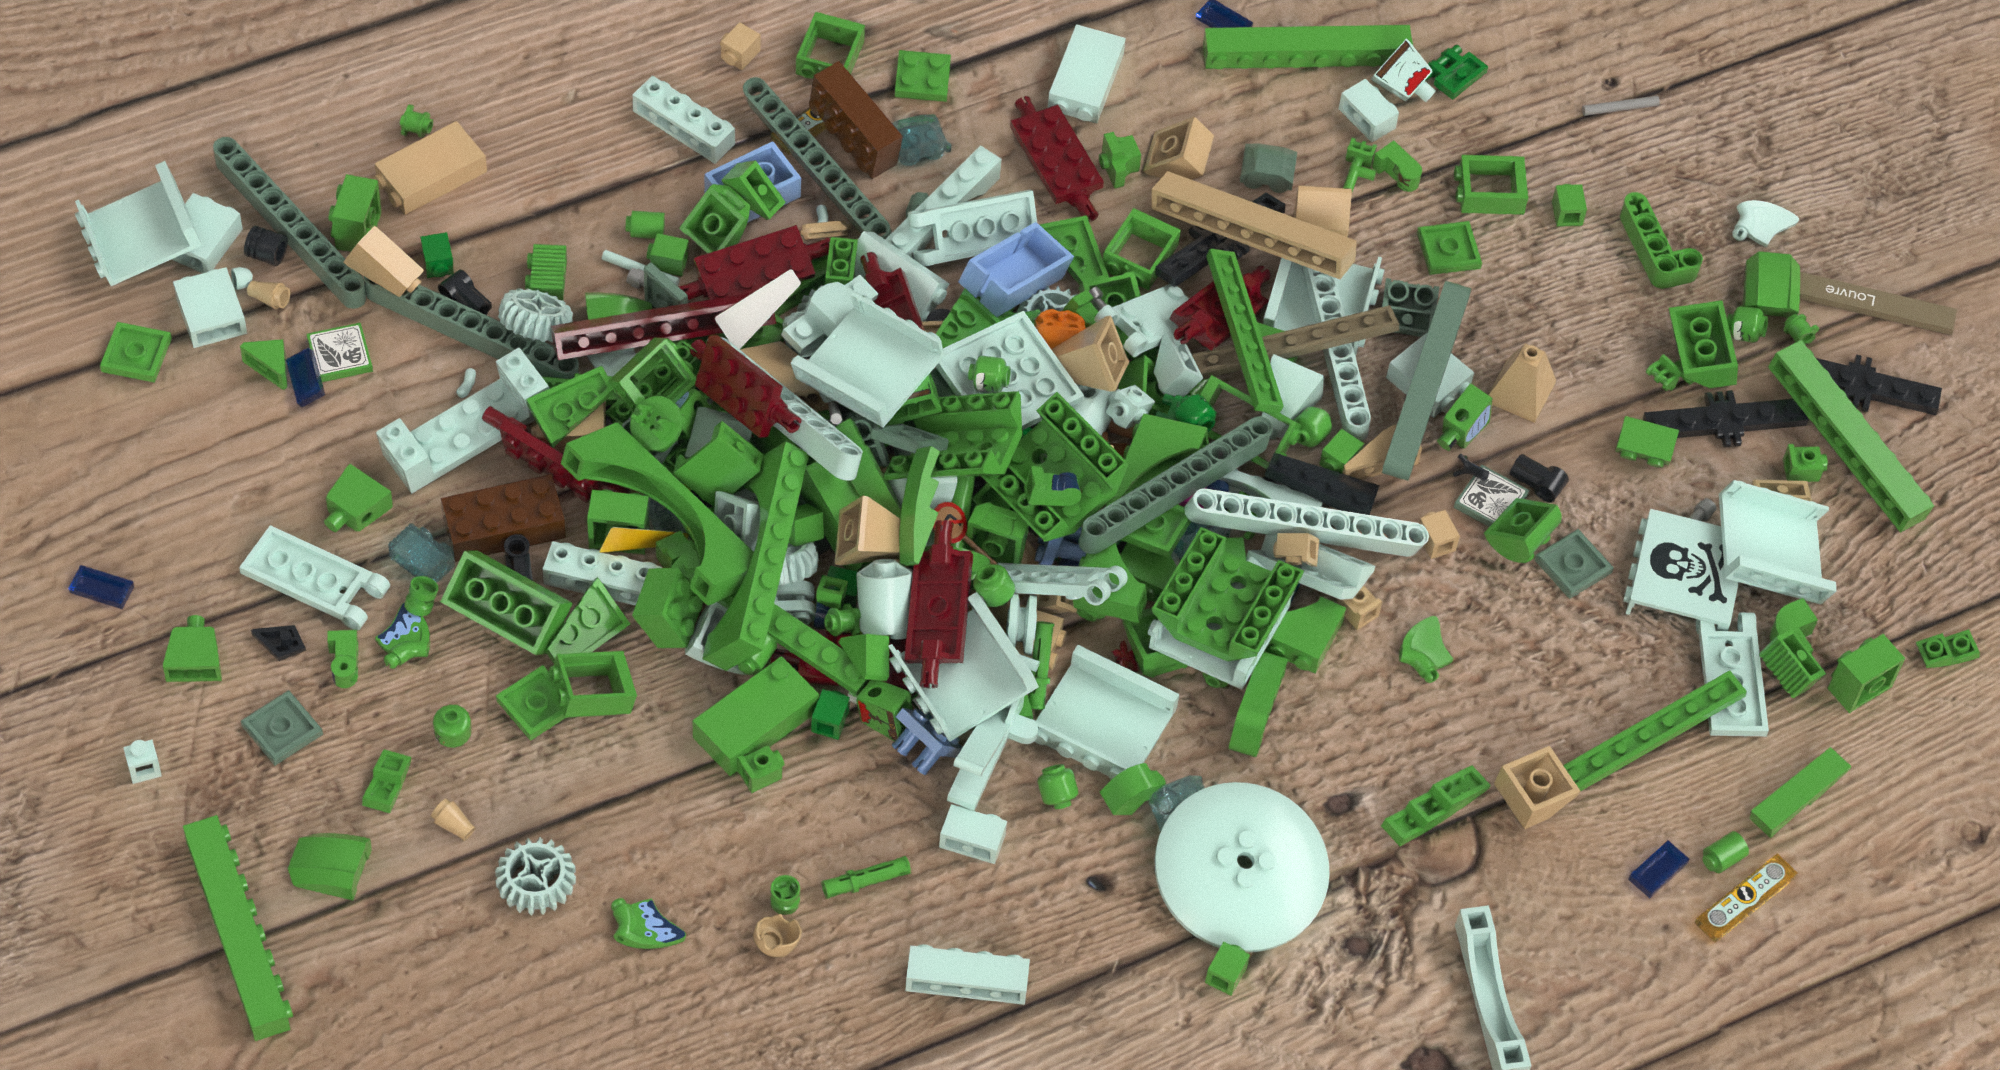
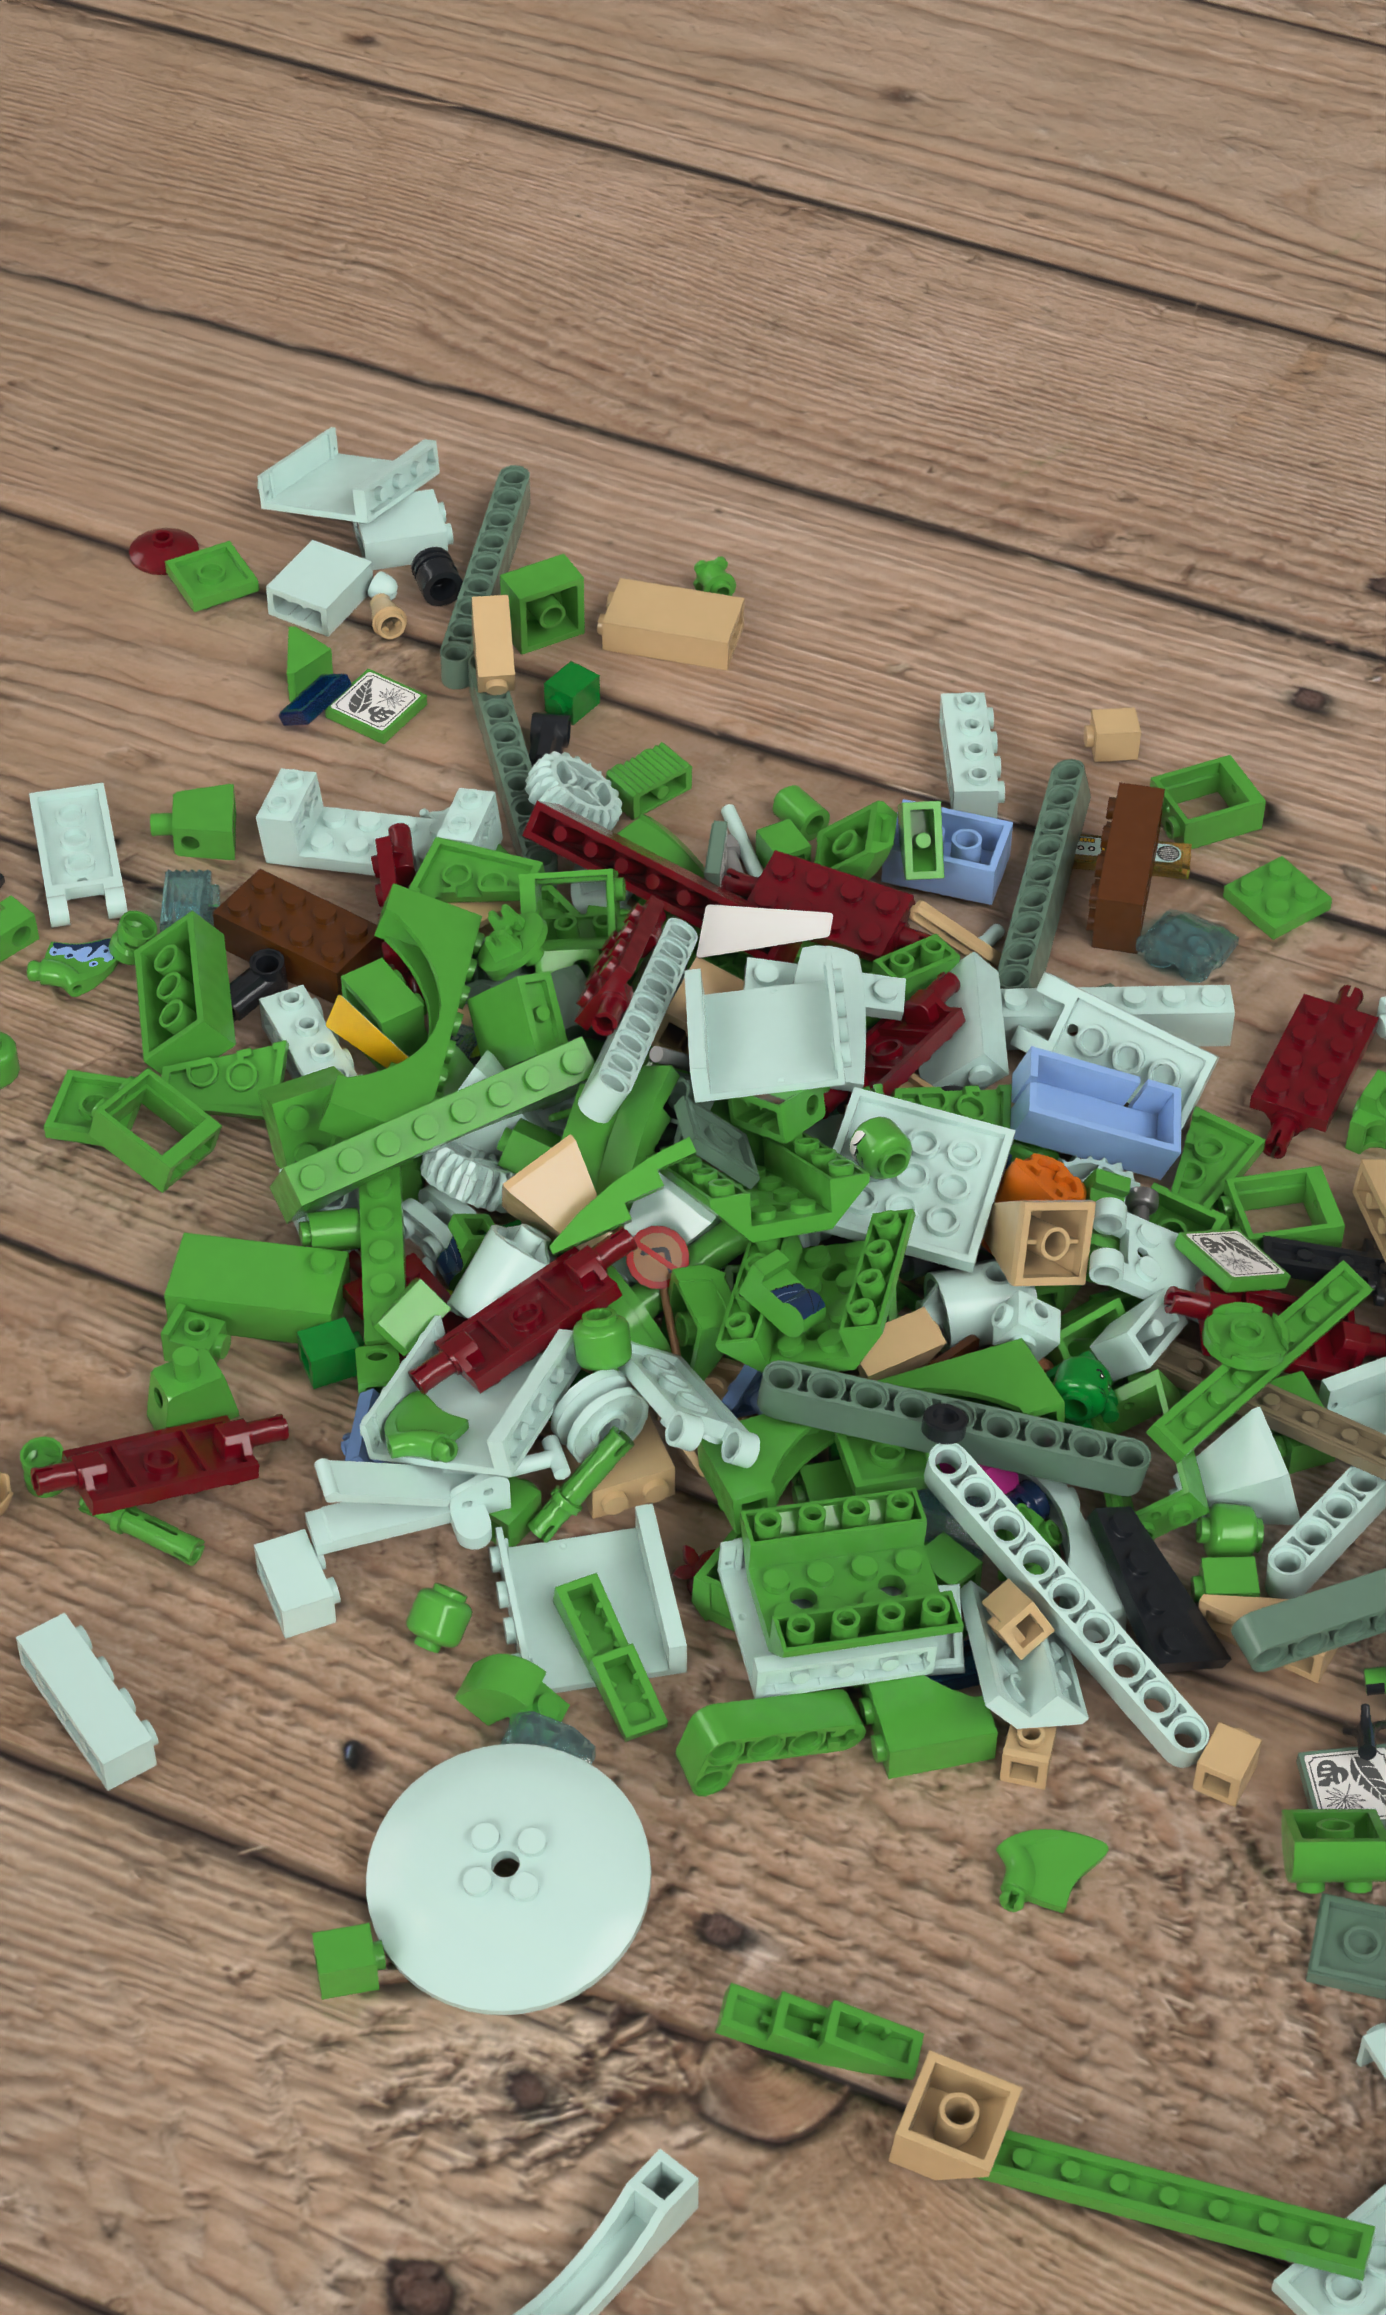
camera: 55 degrees right, 10 degrees down
(76, 368) = (158, 545): none -> dark red dish
(805, 790) = (188, 1390): none -> bright green torso
(842, 837) = (161, 1463): none -> dark red plate
(843, 620) = (444, 1269): bright green brick -> none
(963, 704) = (423, 1430): none -> bright green arm
(1153, 735) = (609, 1657): none -> bright green slope
(1169, 292) = (1232, 1260): none -> tile
(1186, 484) = (944, 1424): none -> black tile
(1234, 325) = (1246, 1337): none -> bright green tile

